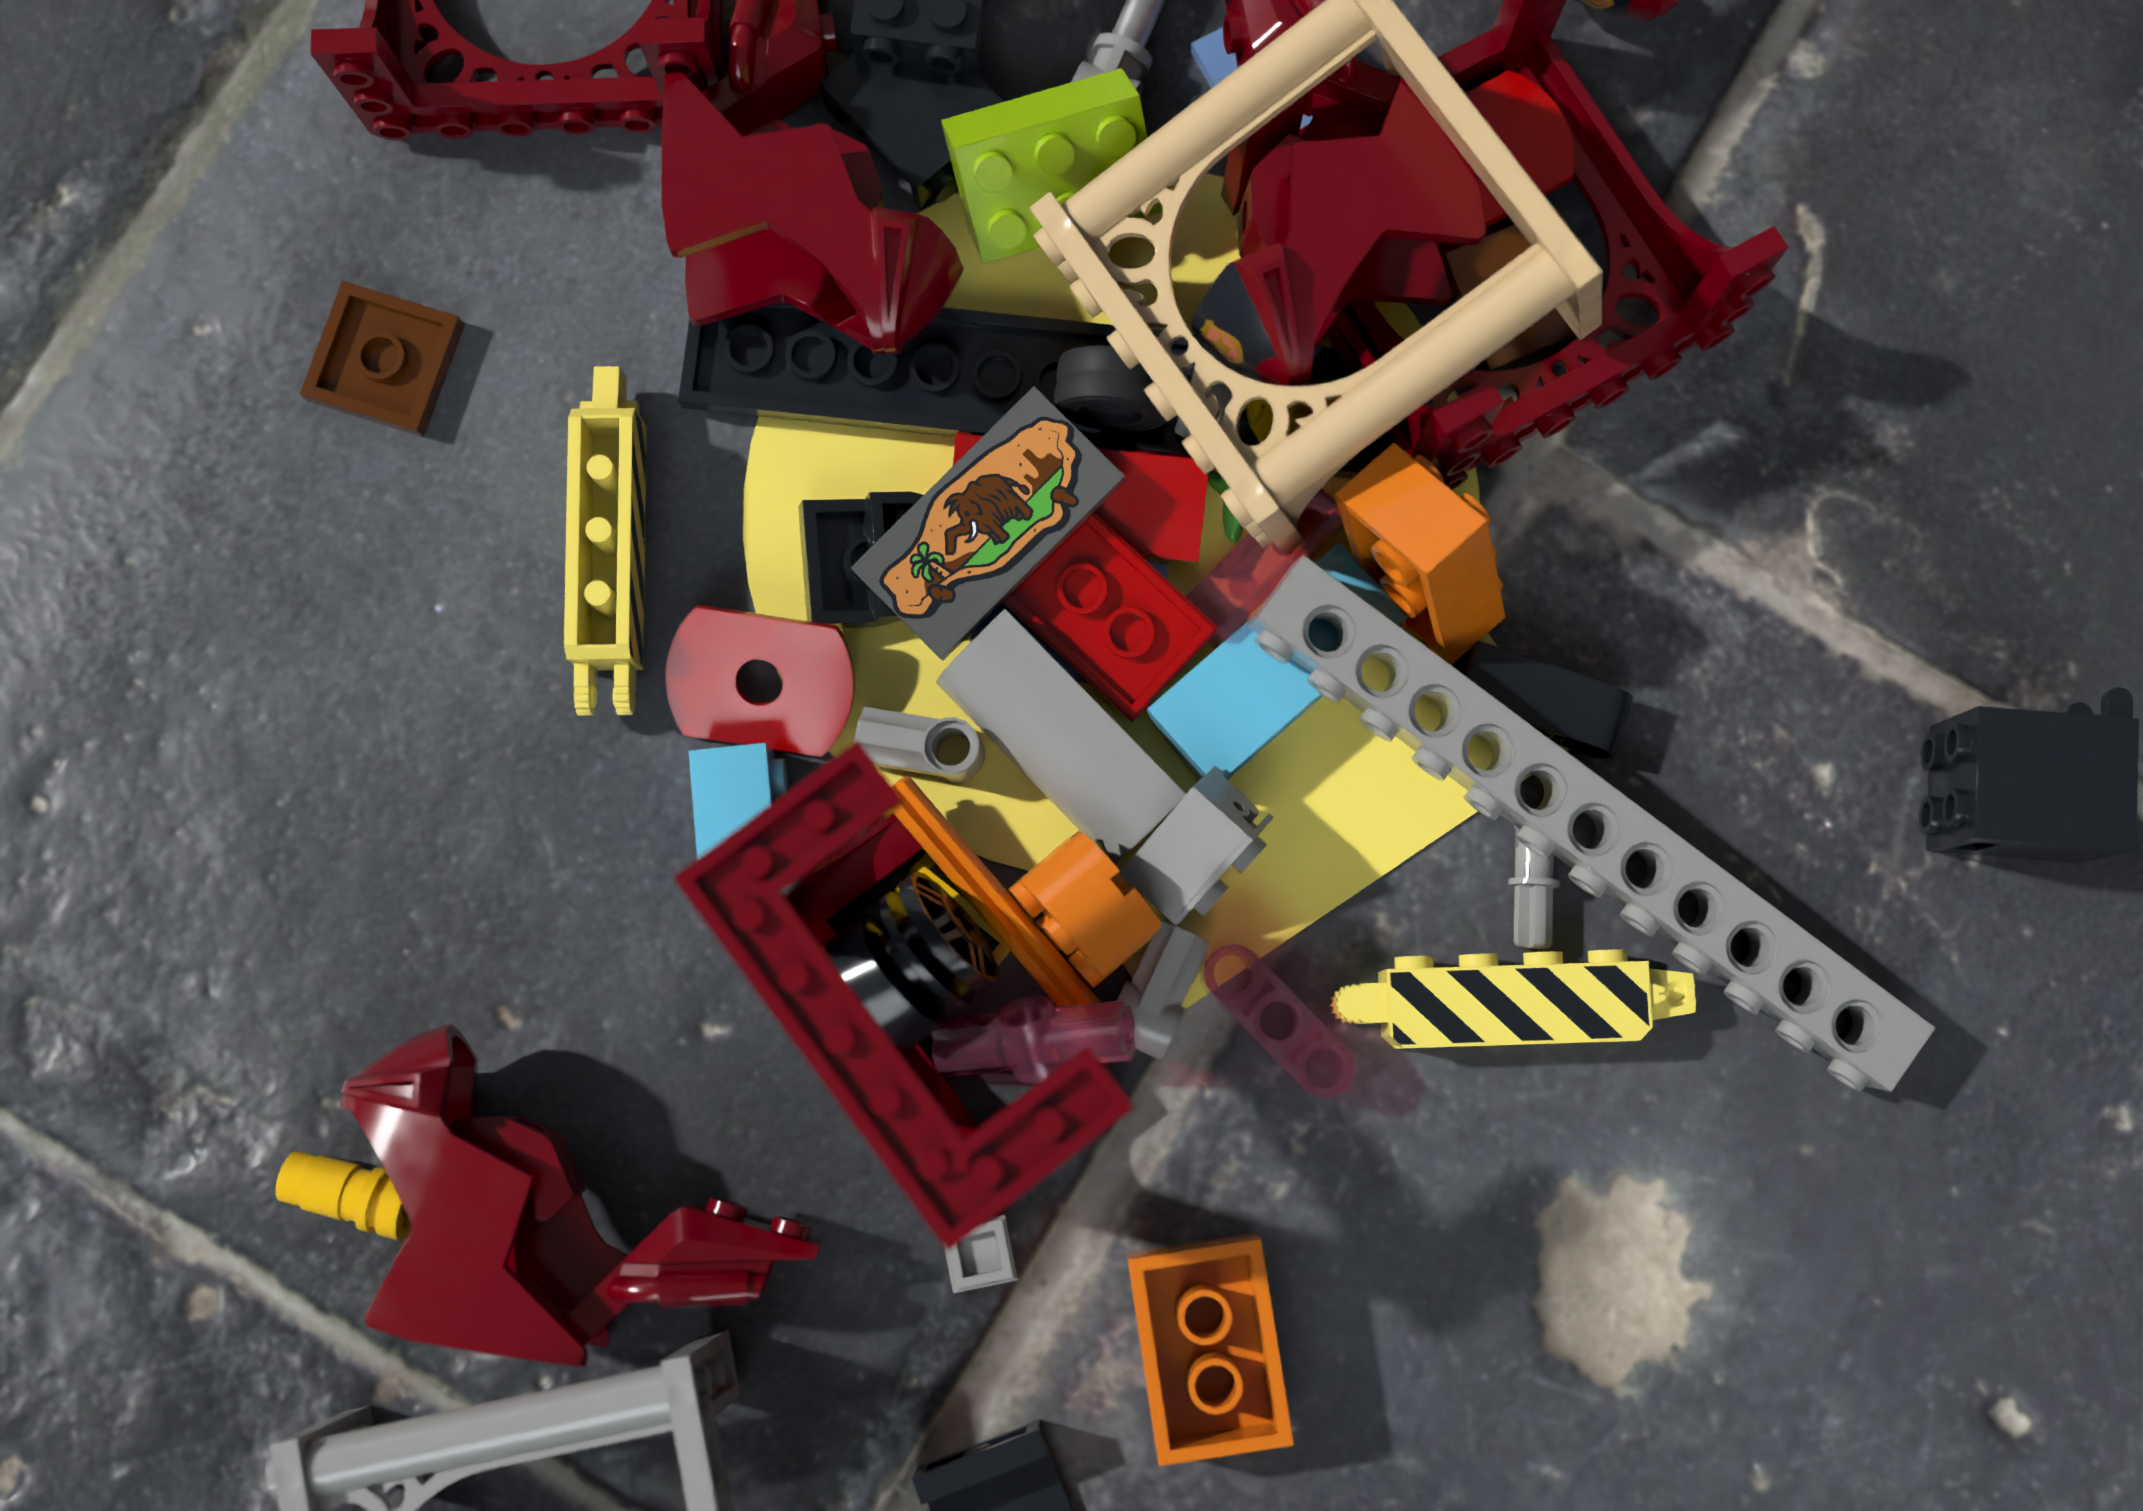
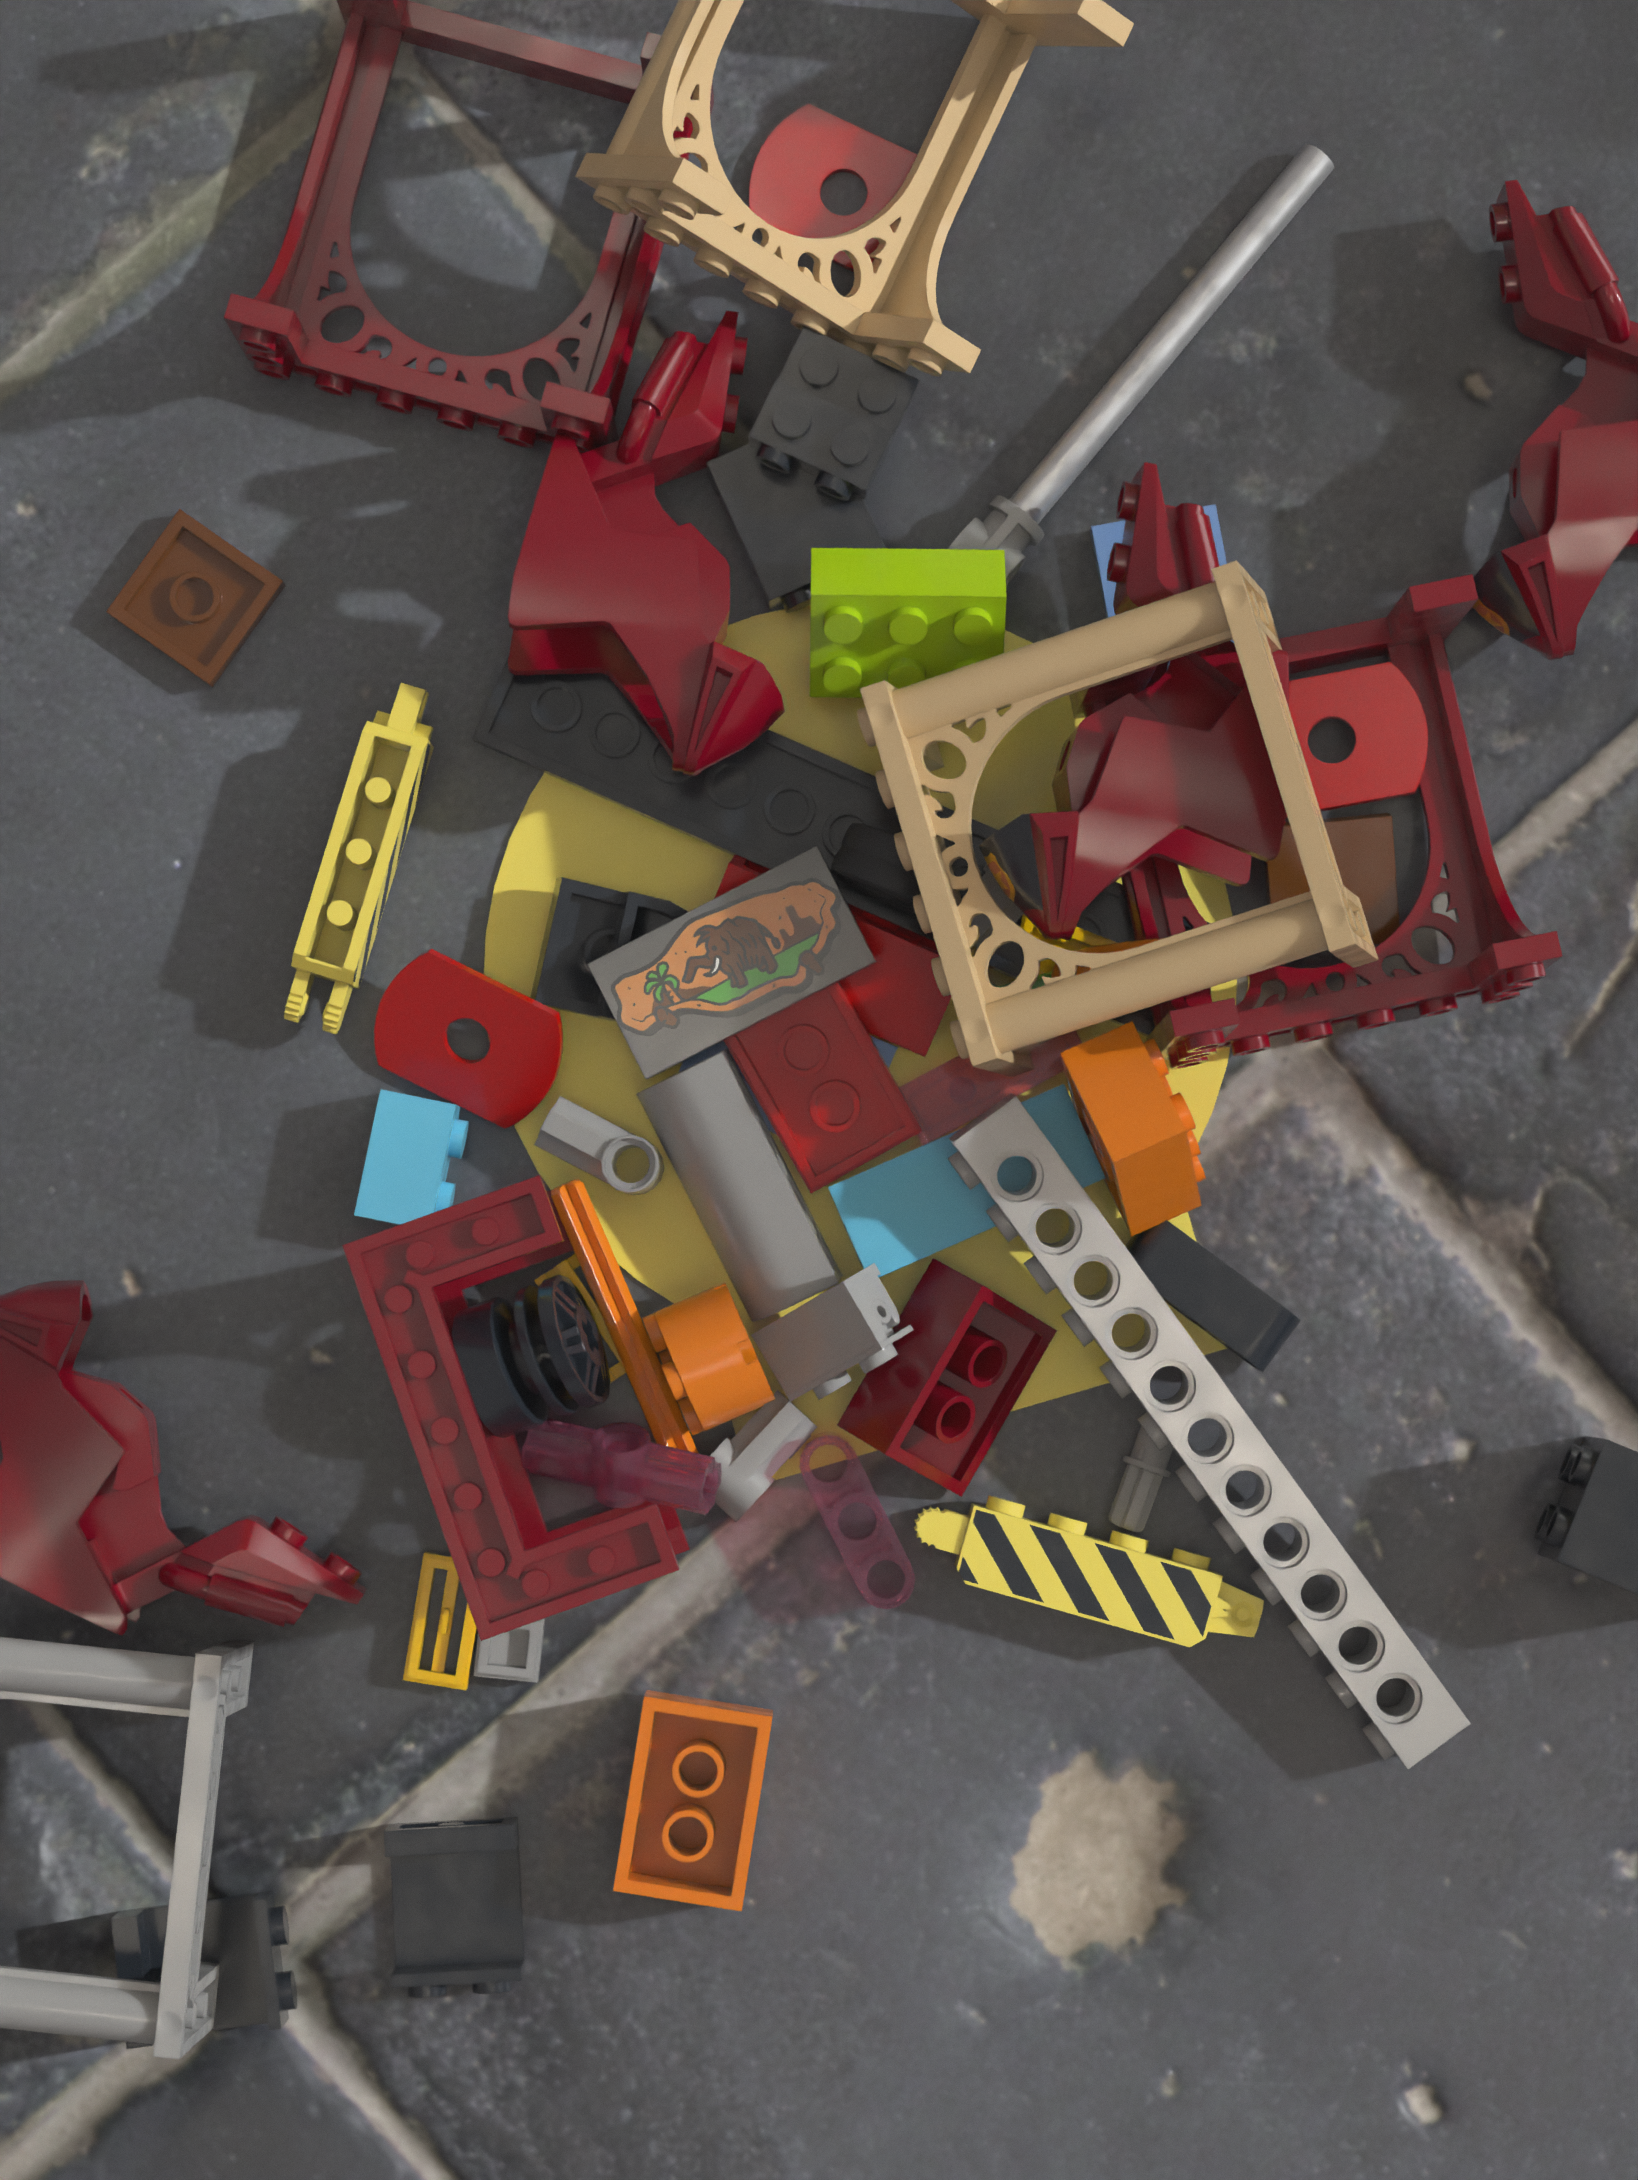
camera: 15 degrees right, 5 degrees up
(917, 1304) = (437, 1674): none -> yellow tile
(1324, 856) = (951, 1378): none -> dark red slope

